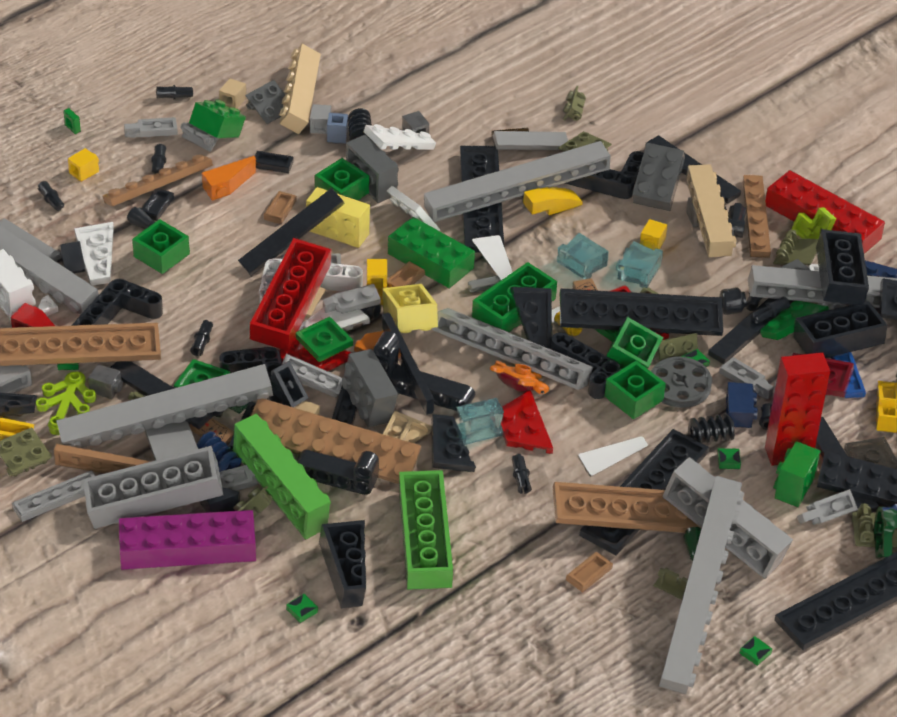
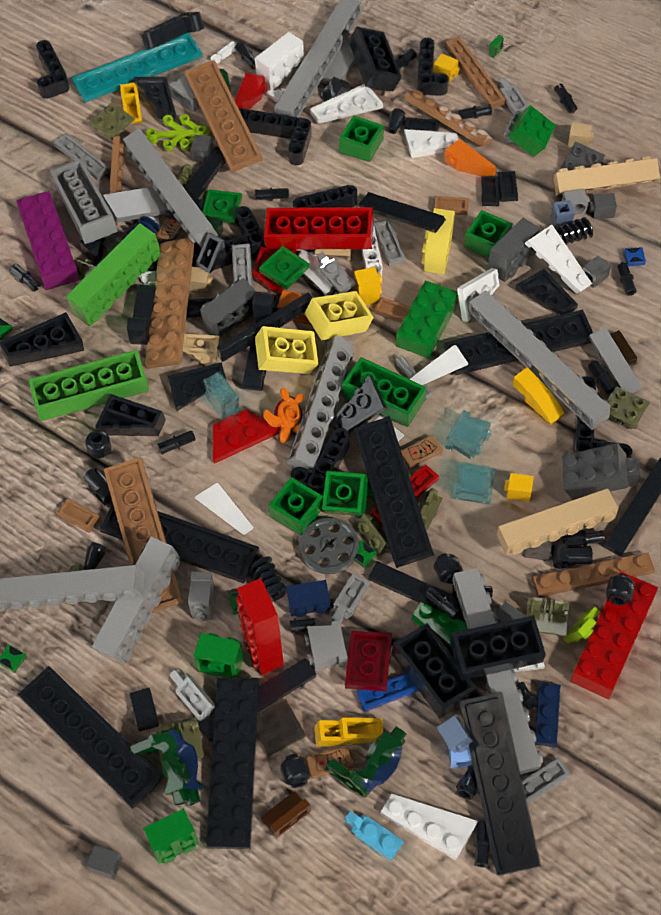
camera: 80 degrees right, 15 degrees up
(48, 209) = (374, 59): none -> black brick
(78, 179) = (429, 82): none -> black beam
(101, 145) = (475, 72): none -> medium nougat plate
(183, 203) = (428, 142): none -> white wing
(234, 571) = (25, 277): none -> black axle
(238, 311) = (337, 197): none -> black beam
(273, 175) = (490, 190): none -> black tile
(336, 98) = (603, 206): none -> dark grey brick
(403, 100) = (634, 256): none -> blue tile
(427, 165) = (548, 292): none -> black wing
(431, 111) = (626, 279): none -> black axle
(442, 355) = (286, 350): none -> light yellow brick
(480, 501) = (129, 418): none -> black wedge
(508, 533) = (98, 444): none -> black head
(534, 155) = (602, 376): none -> black axle
(565, 540) = (99, 485): none -> black piece
(647, 562) = (94, 555): none -> black cone
(728, 467) = (201, 596): none -> light grey hips
(795, 183) = (620, 589): none -> black head
(837, 549) = (144, 709): none -> black tile

